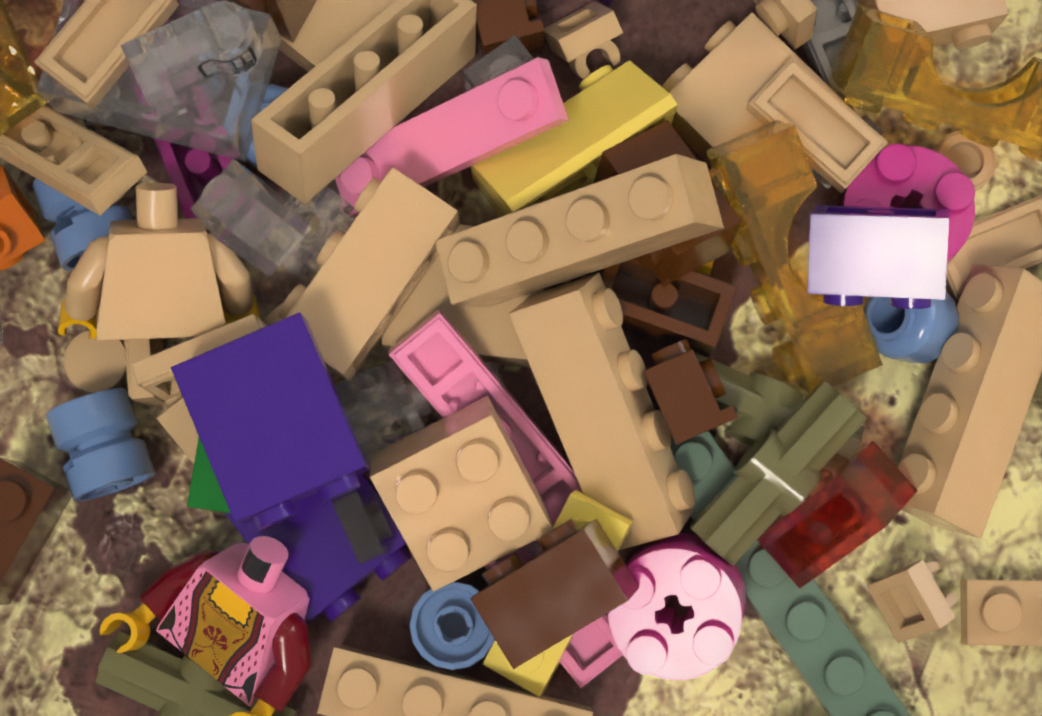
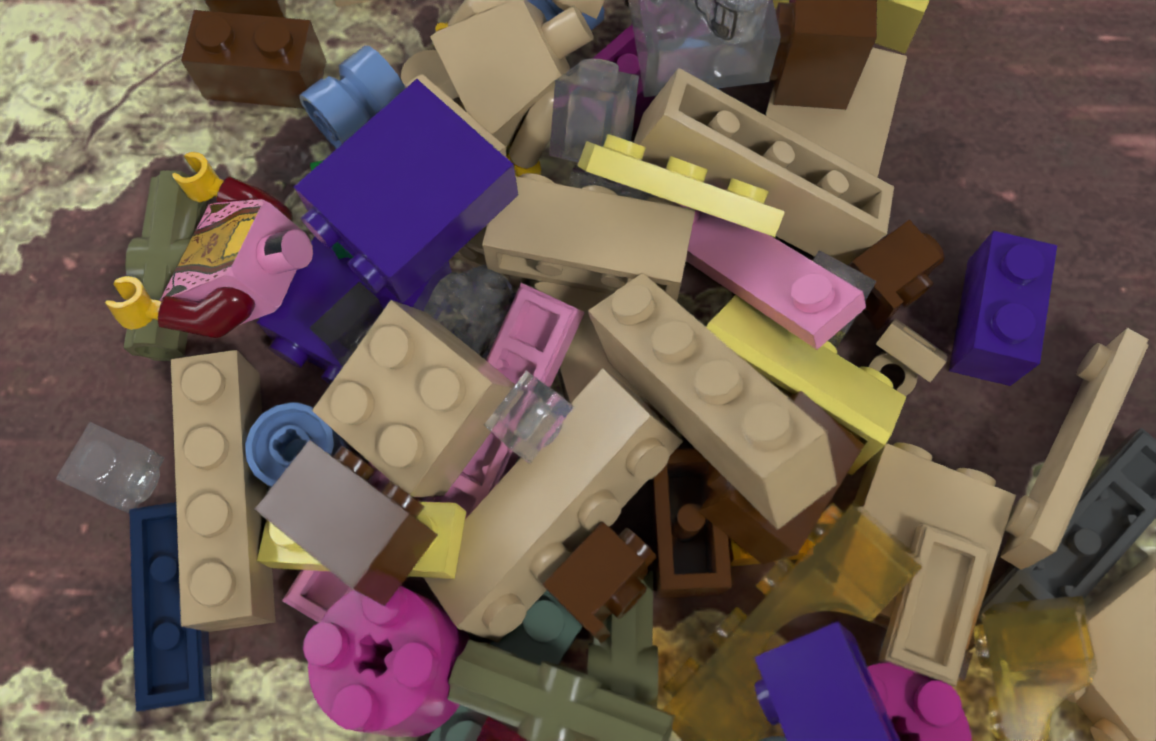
camera: 70 degrees right, 10 degrees down
(364, 171) = (682, 184): none -> light yellow plate
(525, 397) = (529, 417): none -> clear plate

